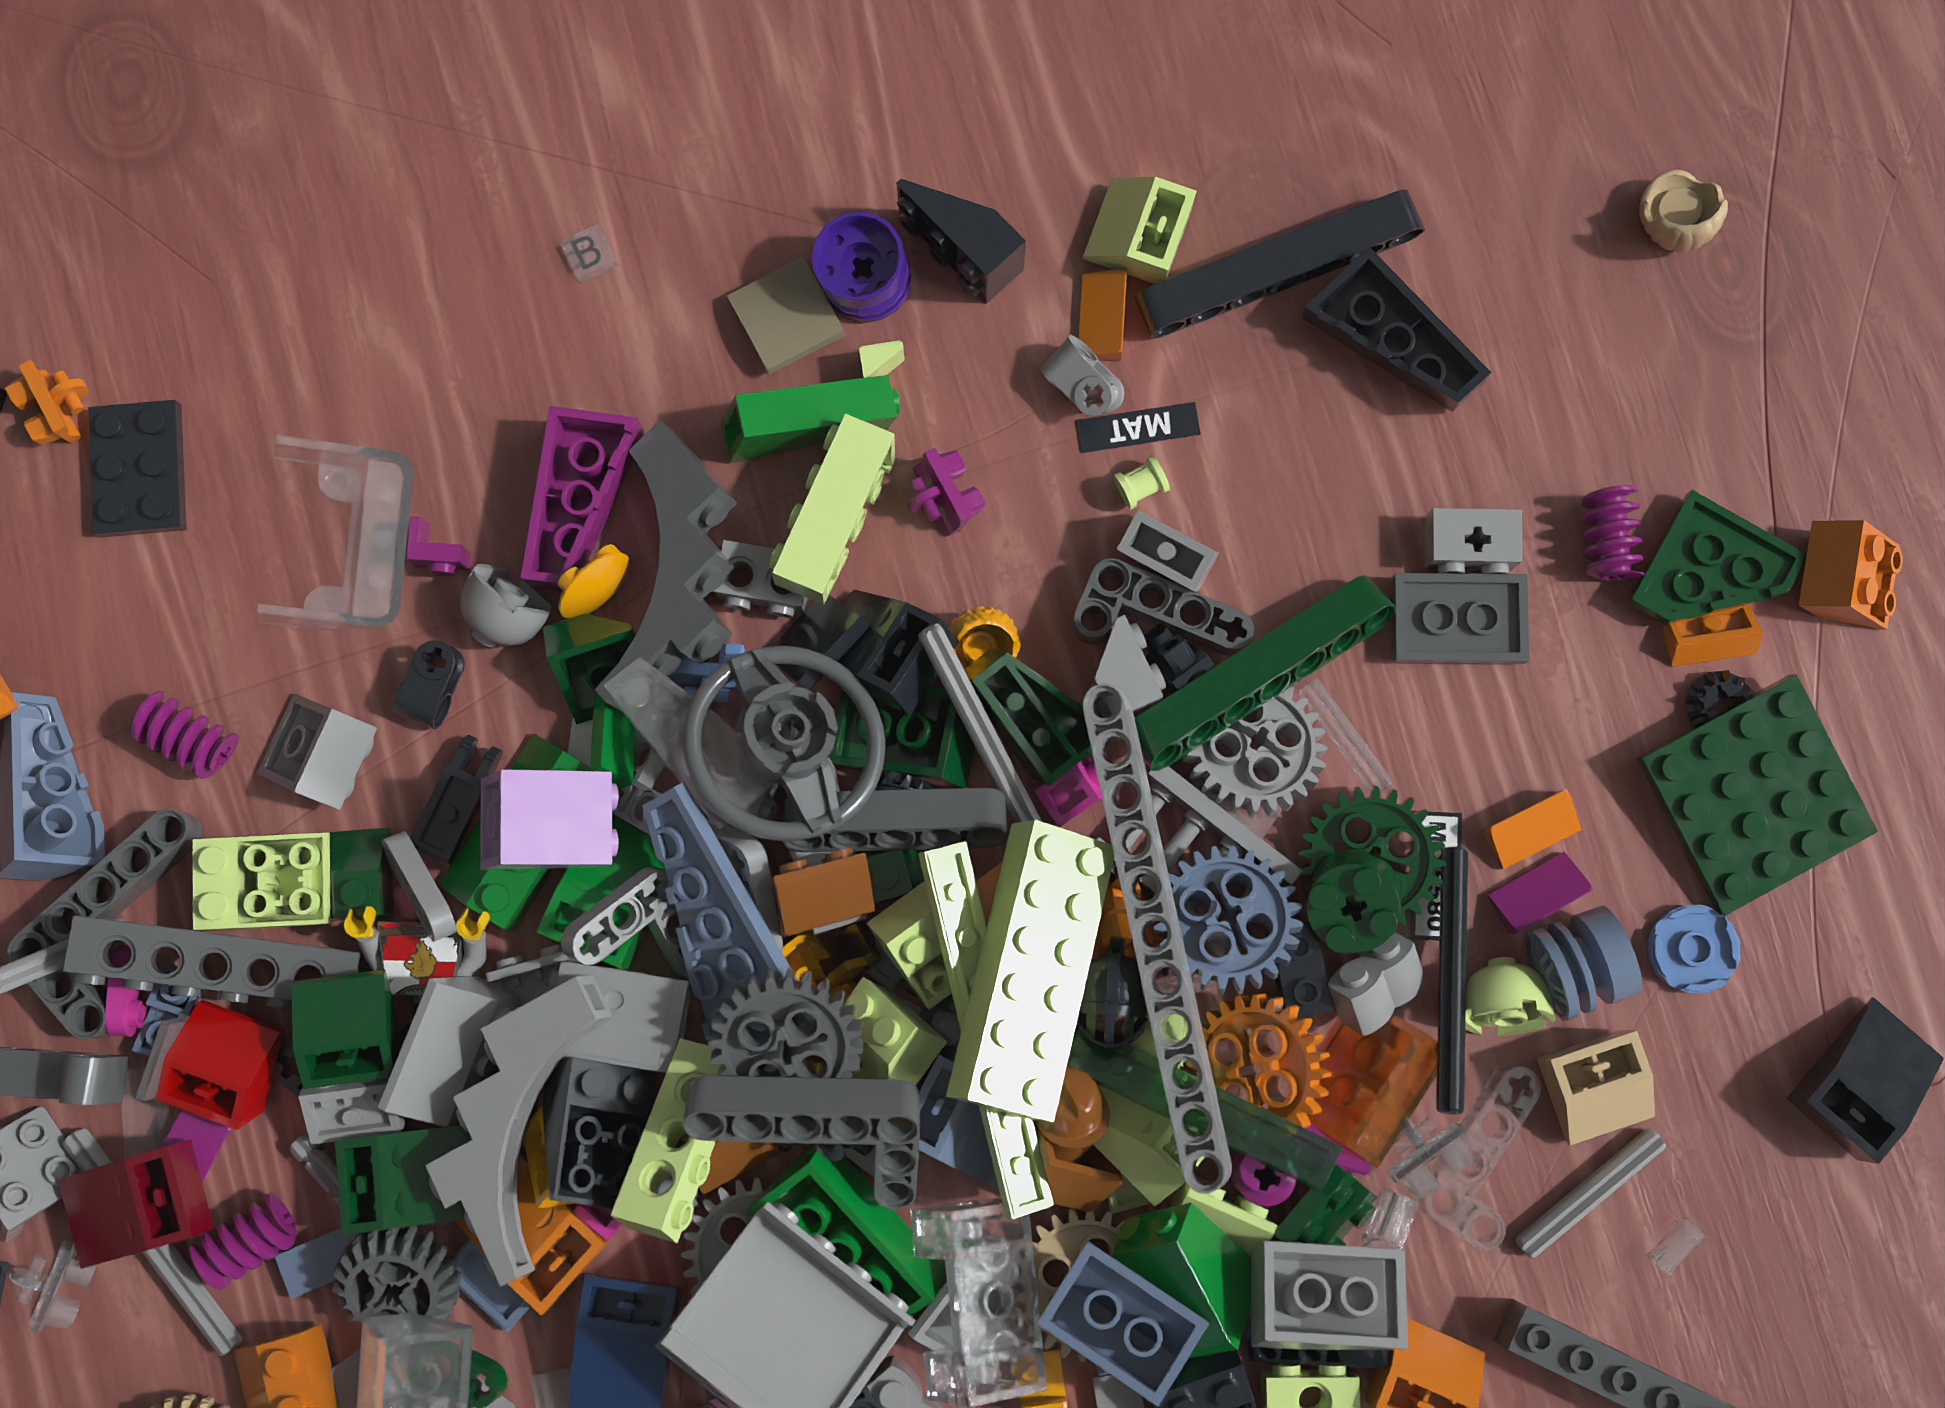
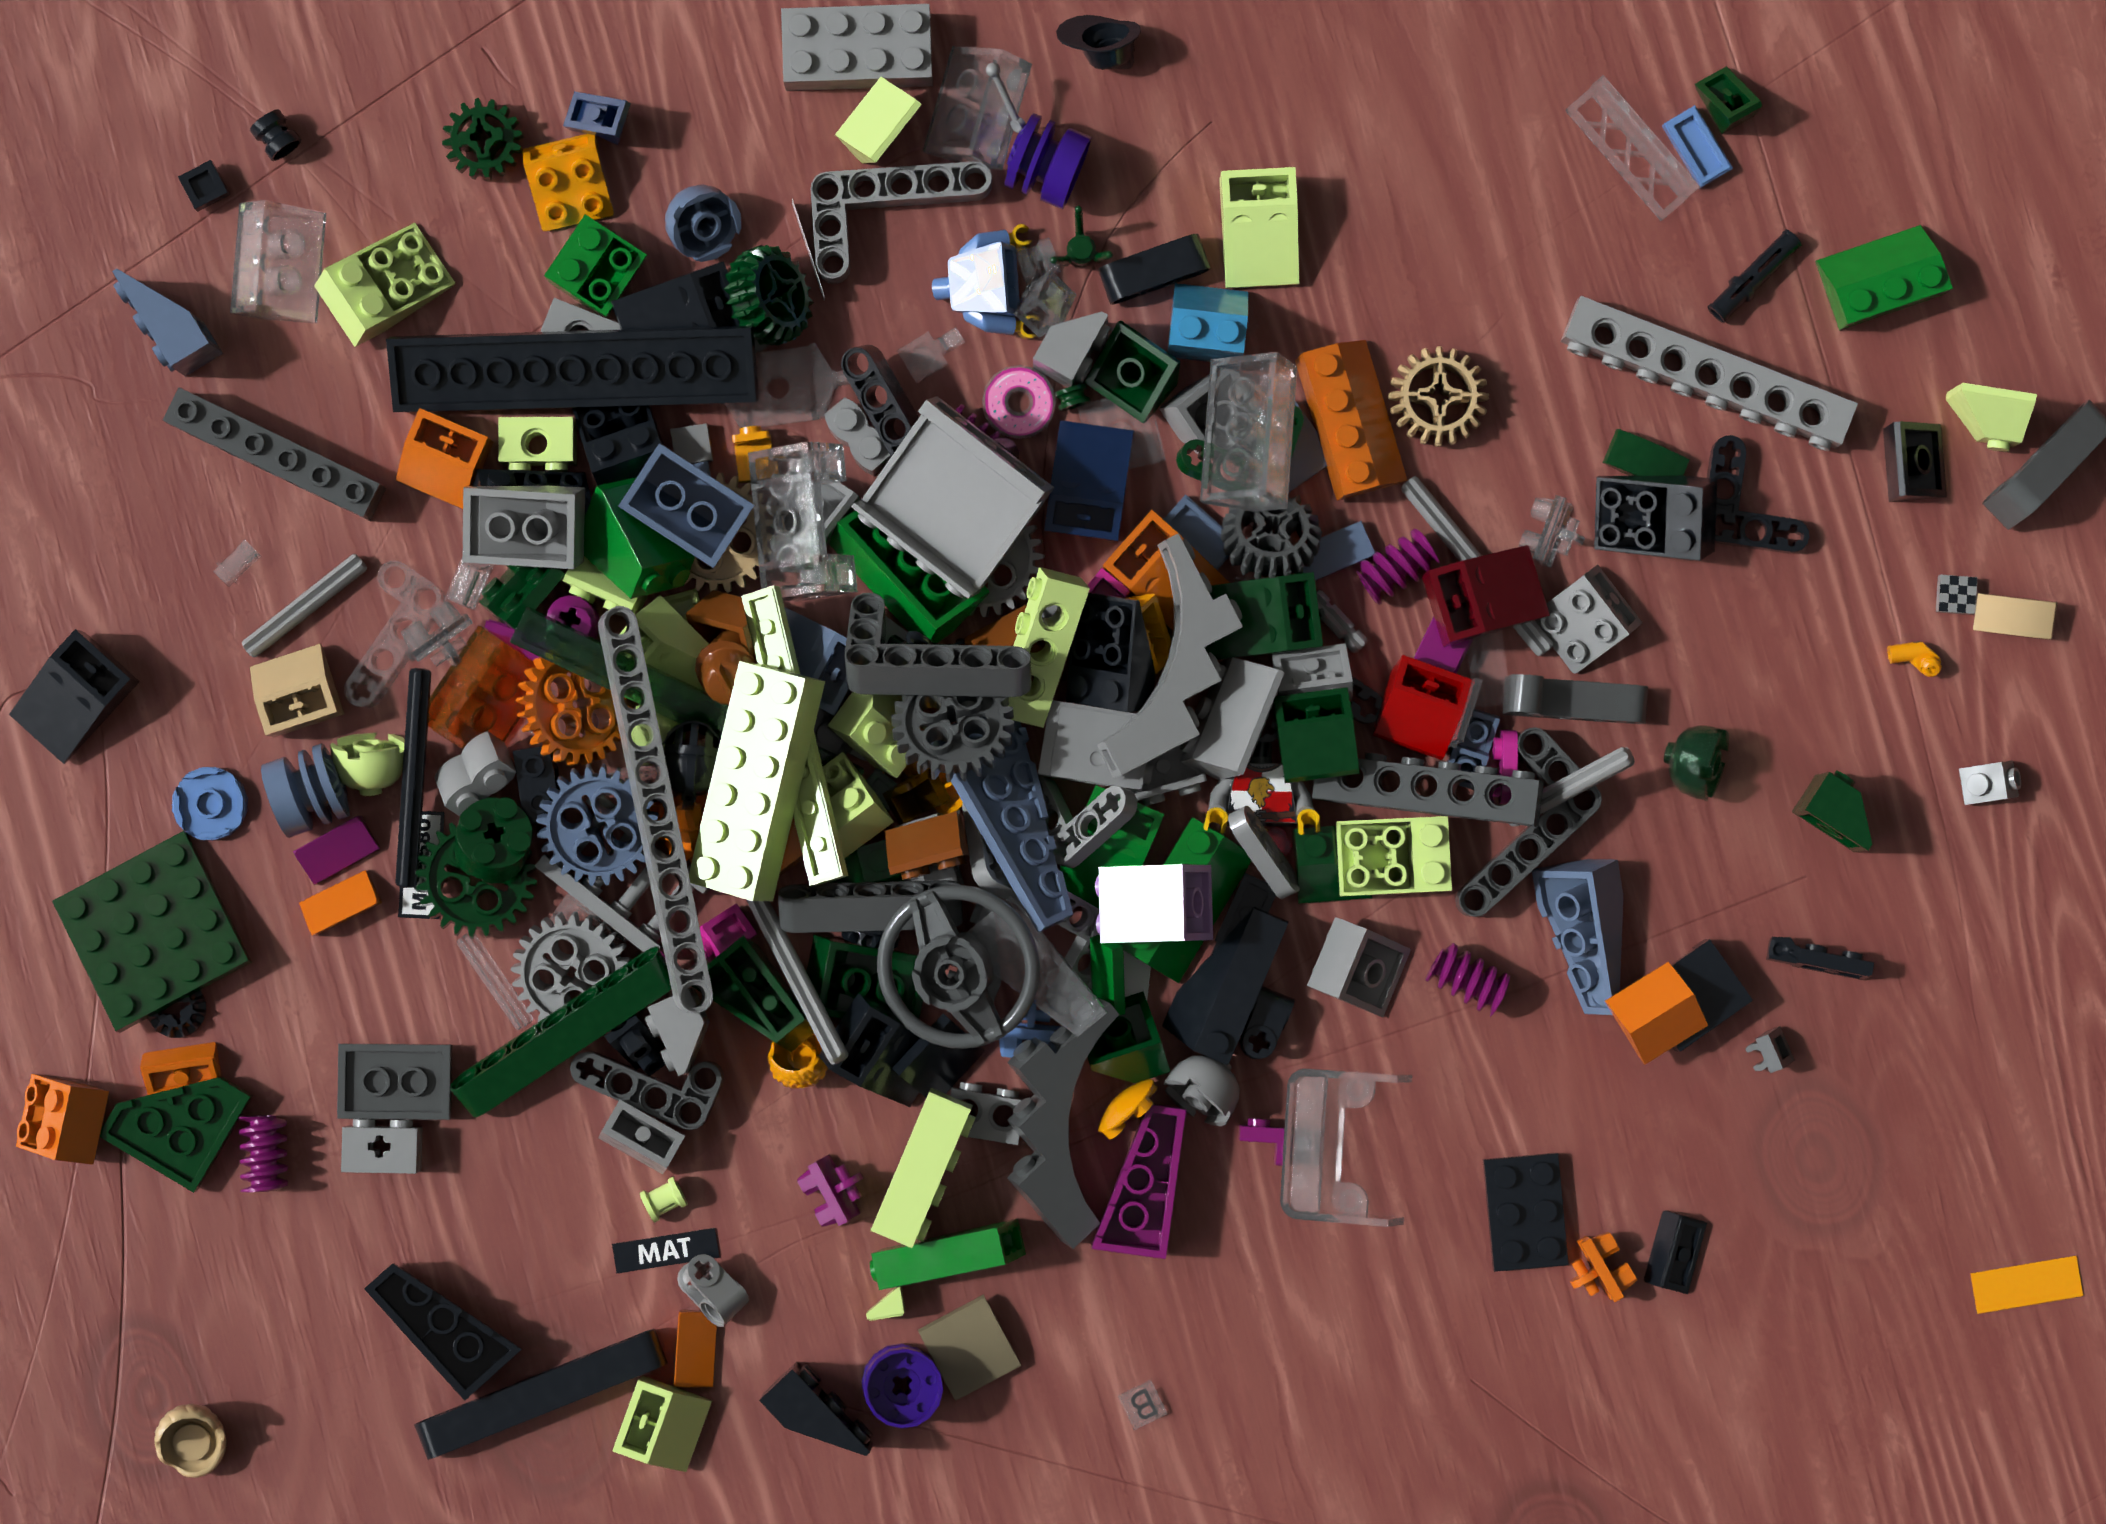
camera: 175 degrees right, 5 degrees up
(478, 713) = (1220, 995): none -> black wedge

